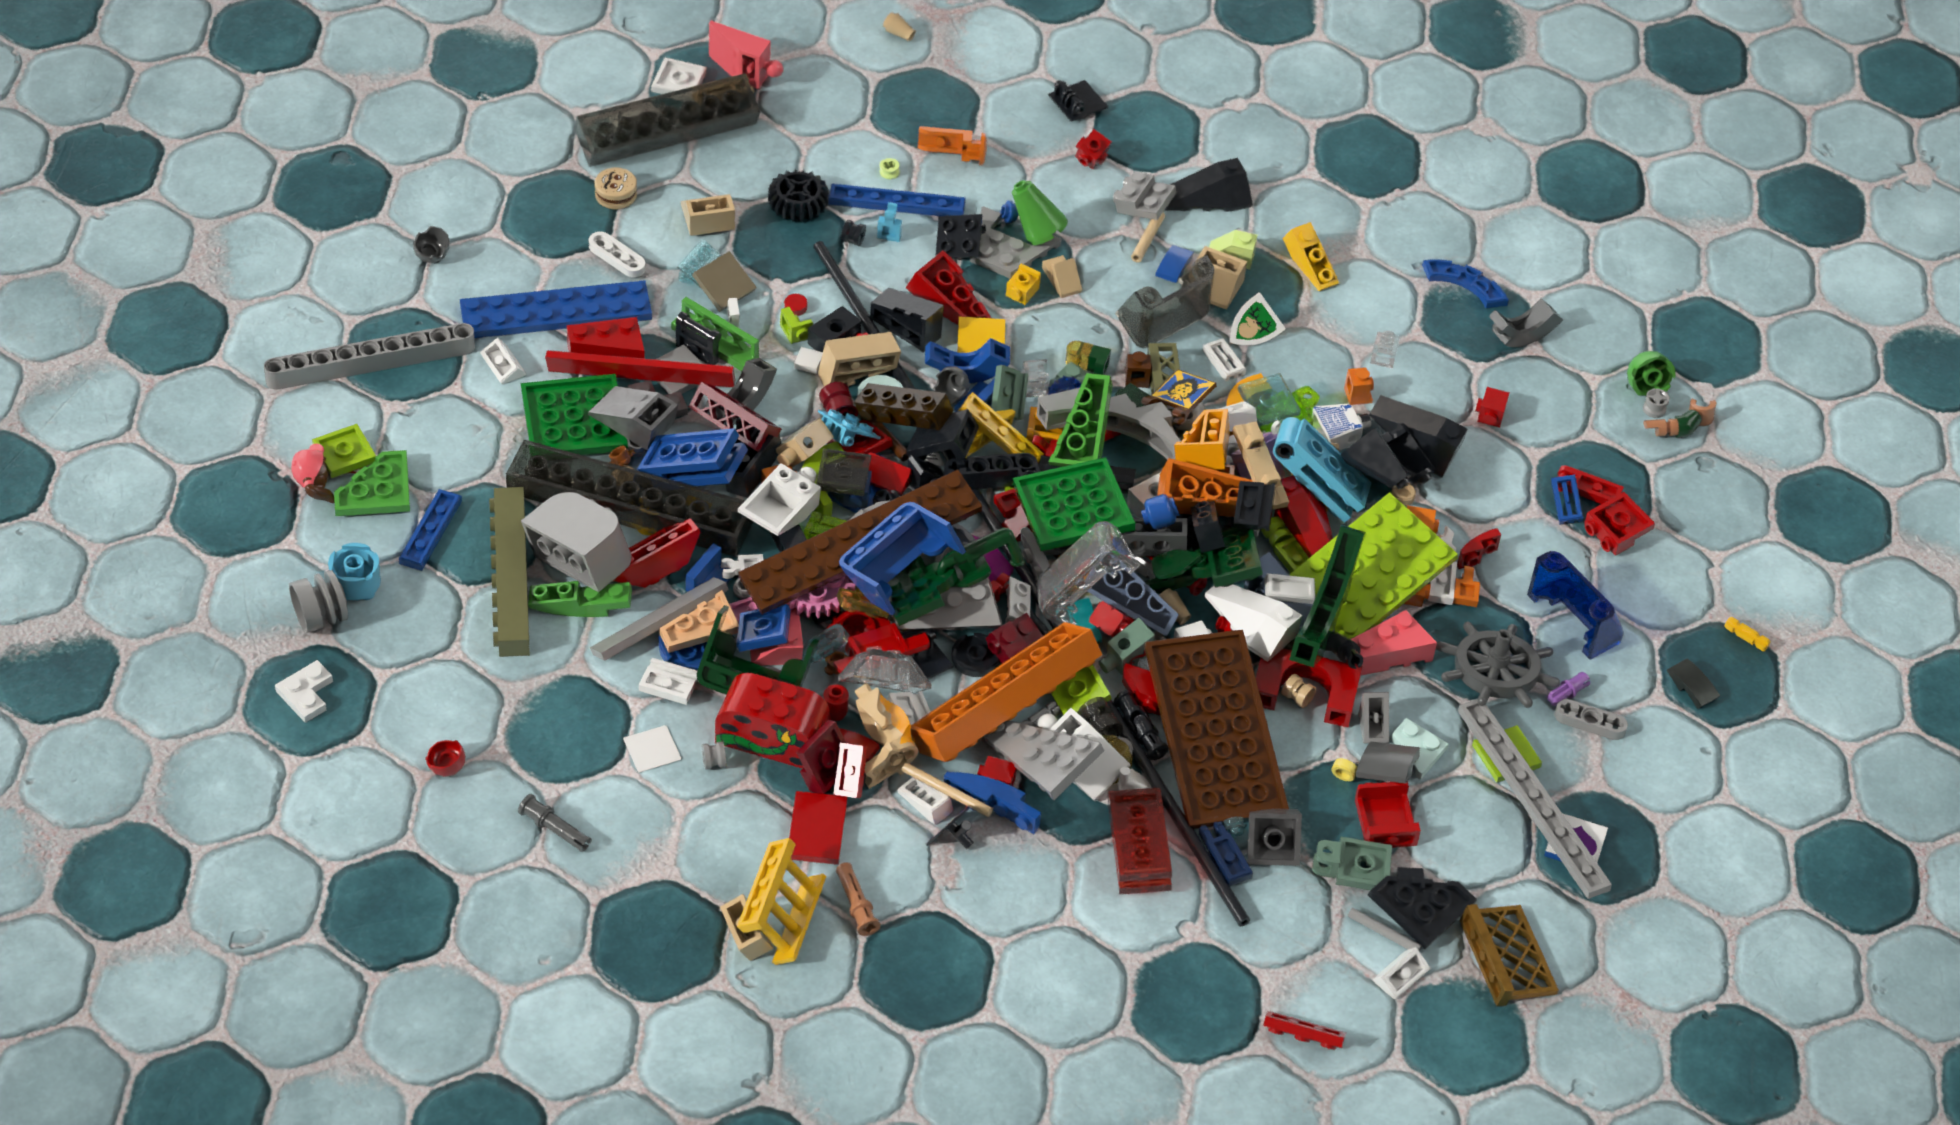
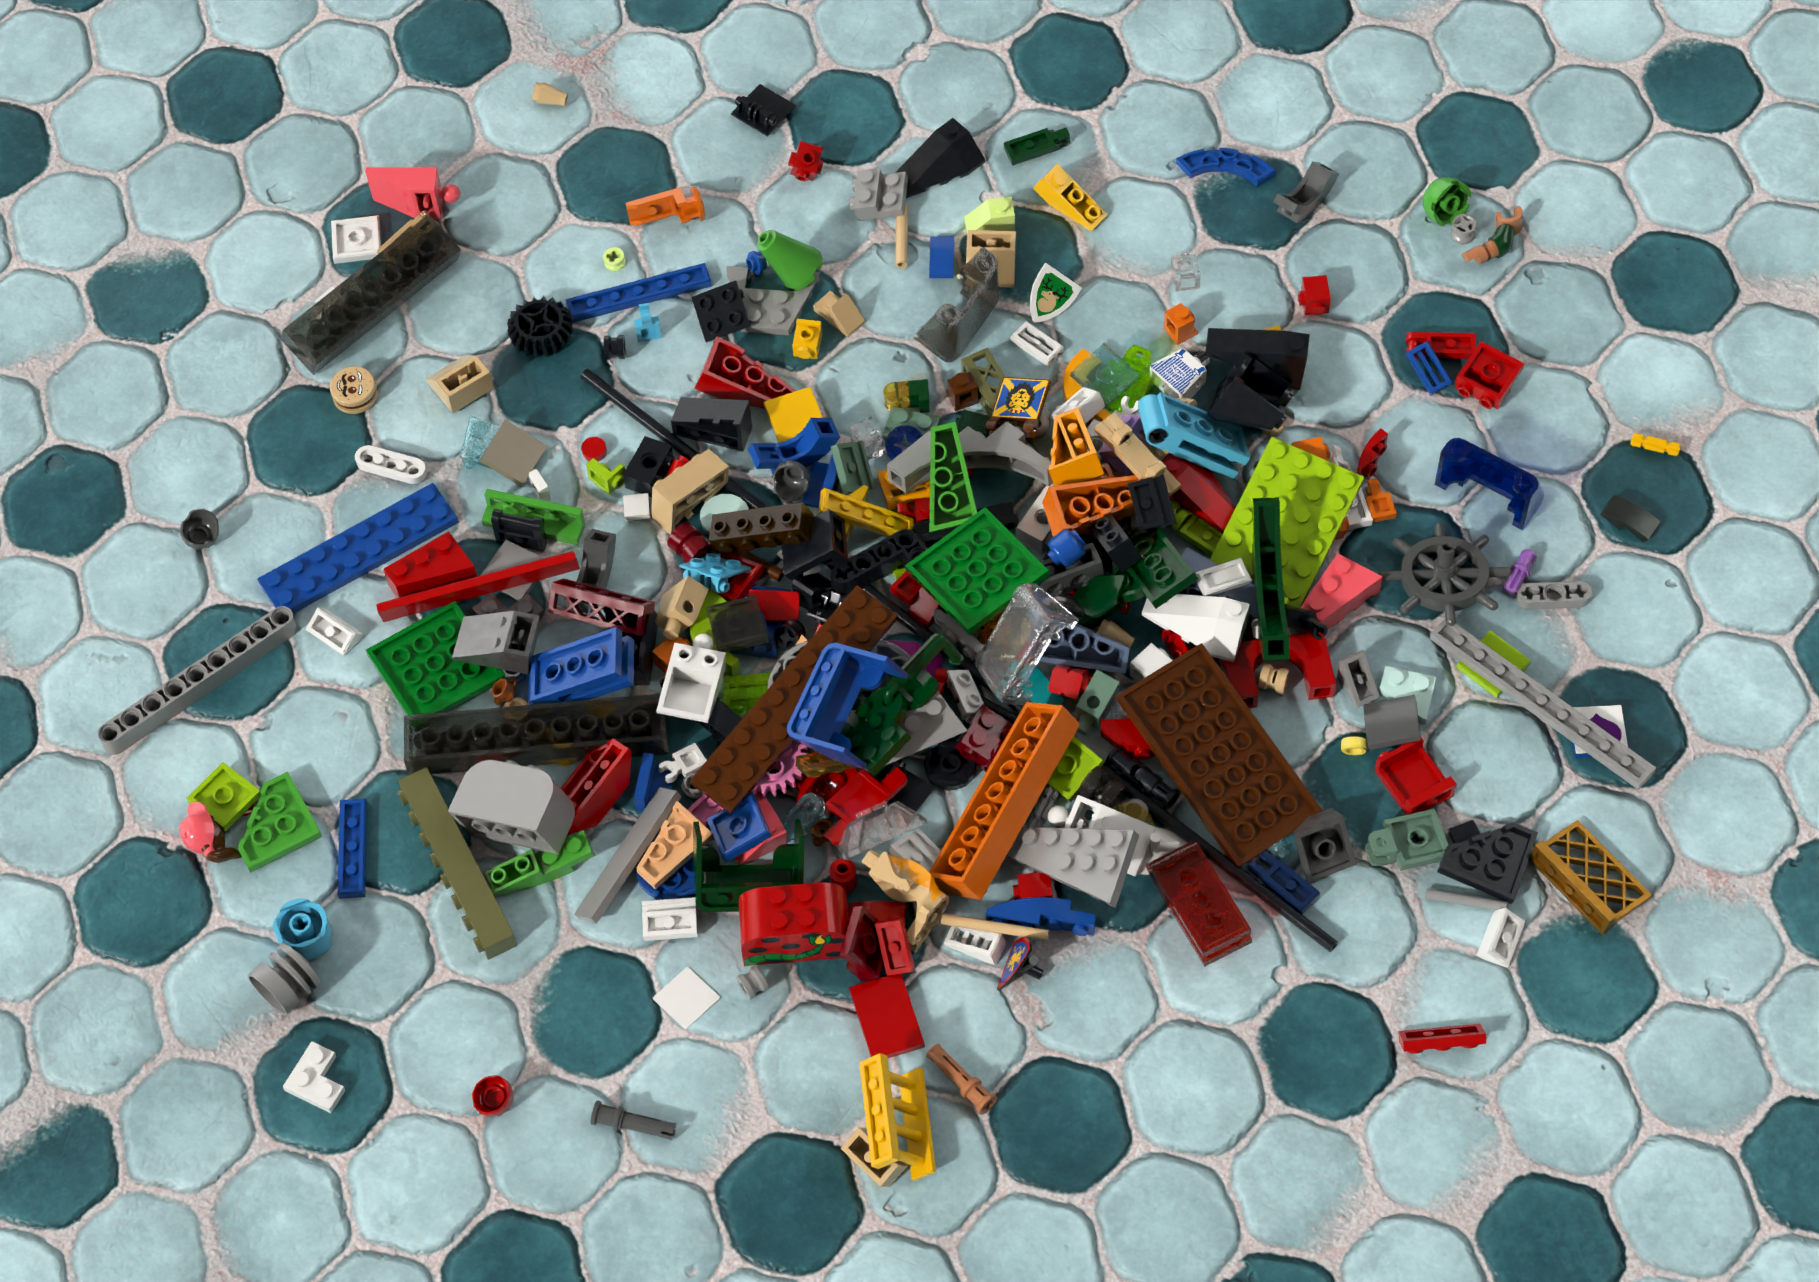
camera: 15 degrees left, 10 degrees up
(1303, 207) = (1035, 144): none -> dark green hinge

